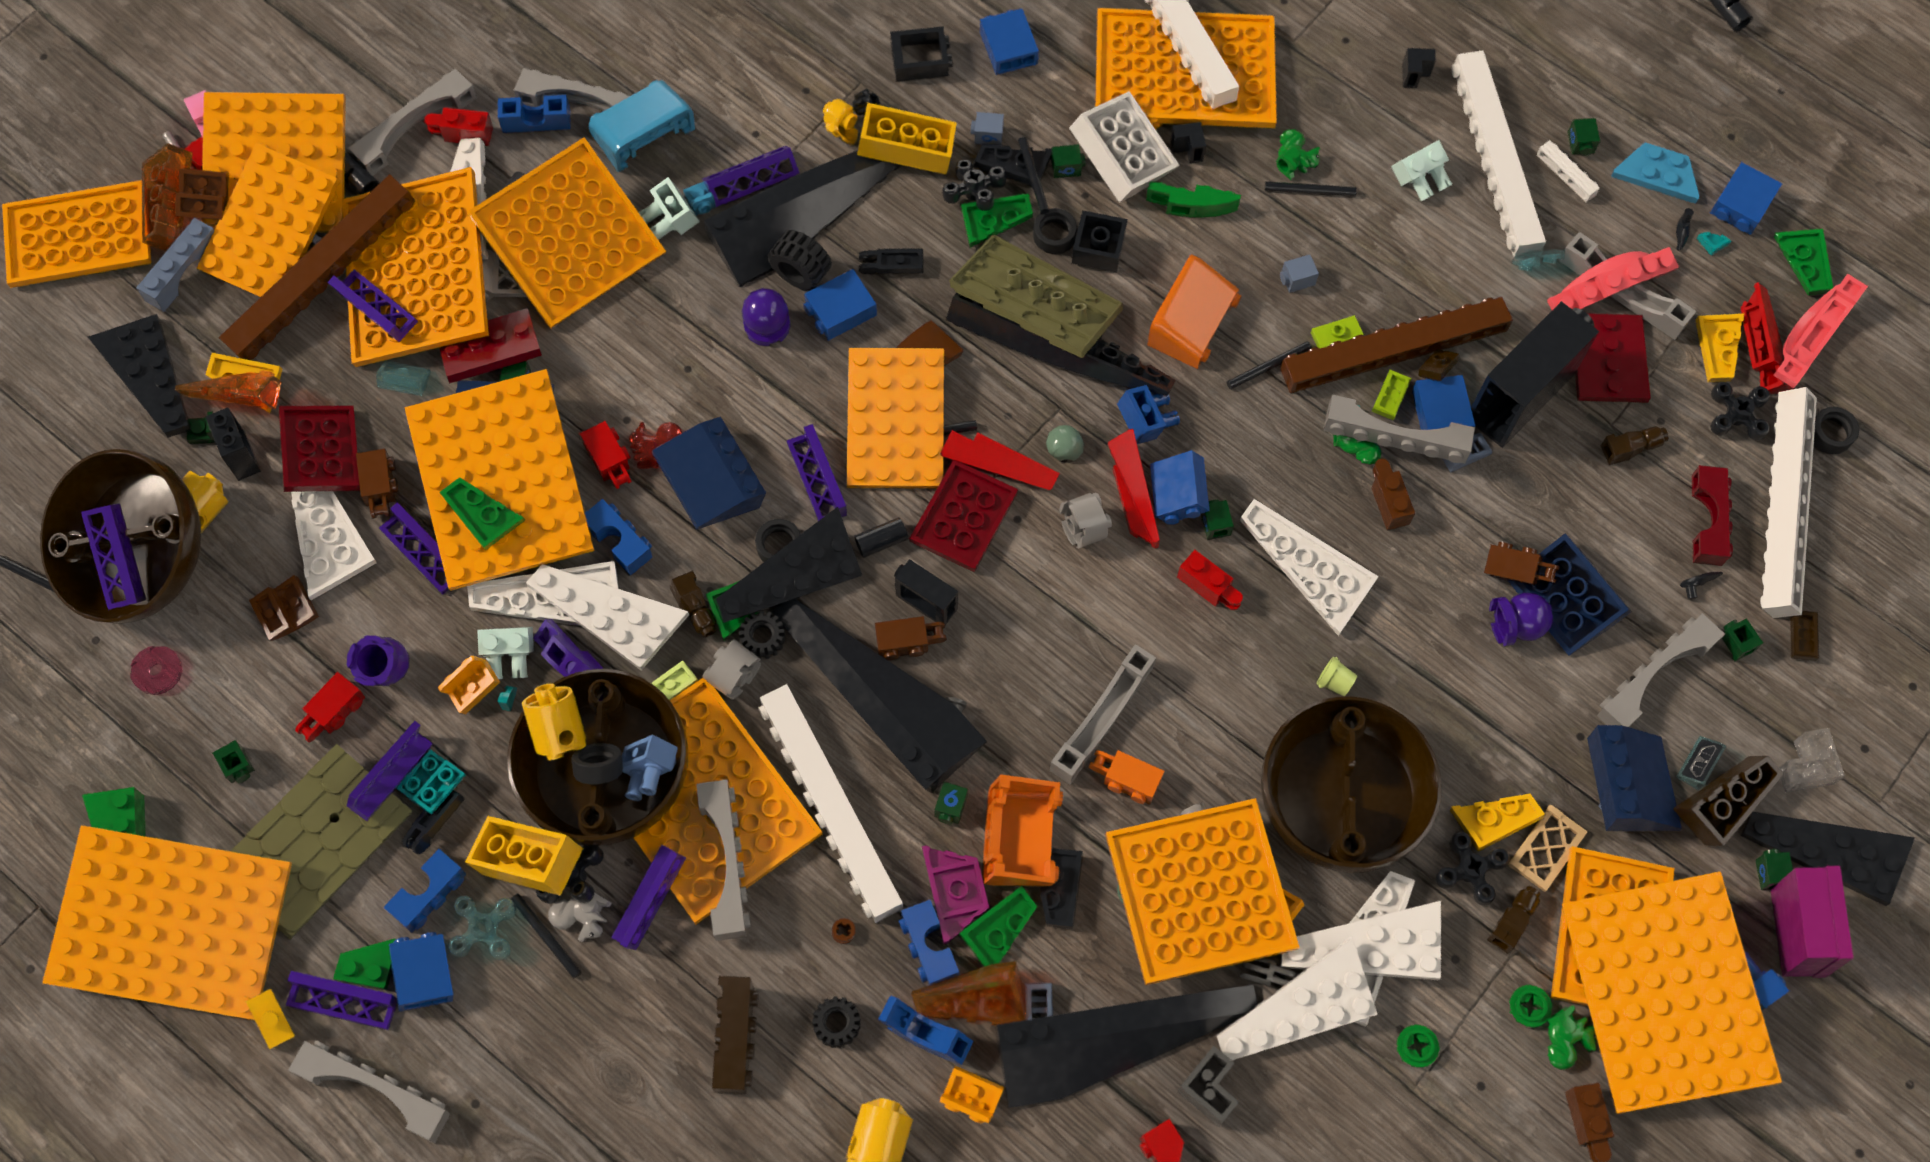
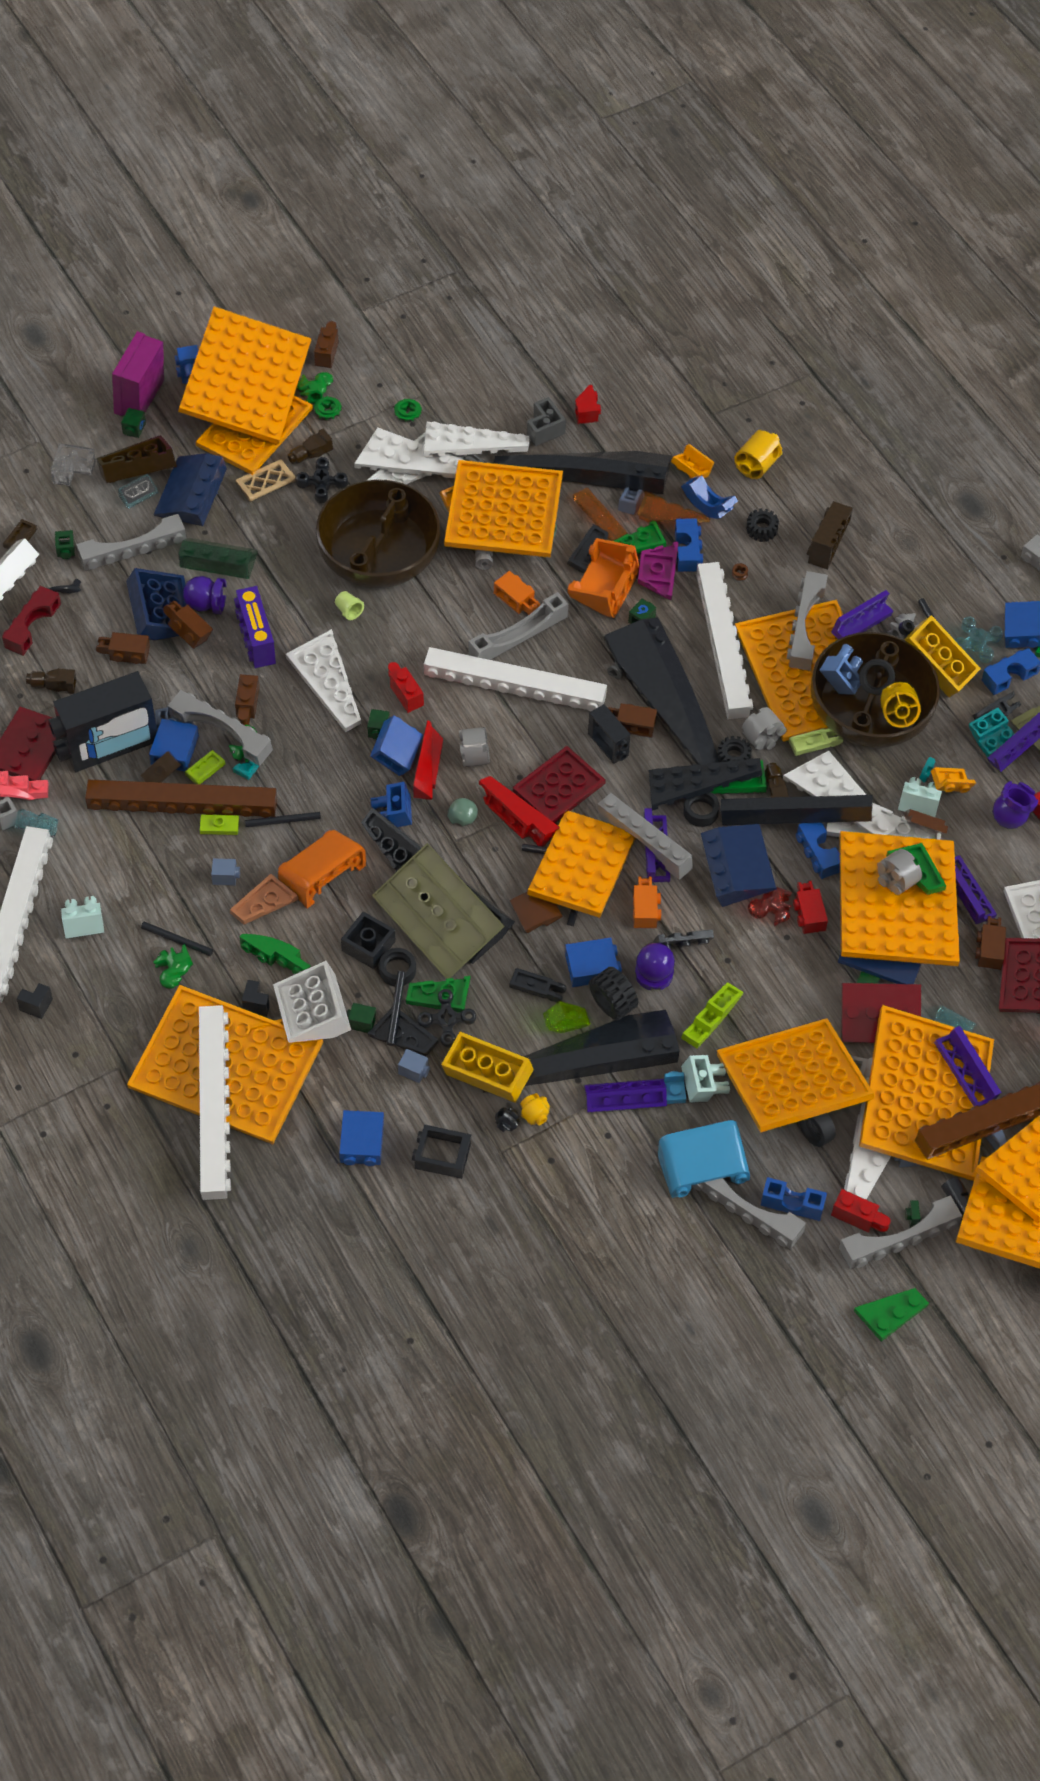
camera: 160 degrees left, 10 degrees down
(403, 48) = (891, 1312): none -> green wing
(404, 144) = (912, 1213): none -> dark green plate
(490, 604) = (926, 821): none -> reddish brown slope
(500, 479) = (899, 871): none -> light grey brick
(562, 652) = (873, 768): dark purple slope -> none
(655, 560) = (796, 810): none -> black tile
(684, 291) = (712, 1015): none -> lime slope
(746, 360) = (701, 937): none -> black wing
(803, 394) = (646, 904): none -> orange brick
(844, 232) = (566, 1017): none -> clear neon green slope
(872, 488) = (671, 854): none -> light grey arch
(881, 537) = (626, 787): black pin -> none
(1070, 959) = (599, 514): none -> clear orange tile
(1076, 642) = (514, 679): none -> white brick
(1241, 256) = (263, 899): none -> nougat wing
(1434, 591) = (254, 627): none -> dark purple brick
(1498, 819) = (289, 501): yellow wing -> none
(1542, 696) = (217, 558): none -> clear green slope
(1575, 517) = (125, 647): none -> reddish brown brick
(1867, 858) = (83, 421): black wing -> none

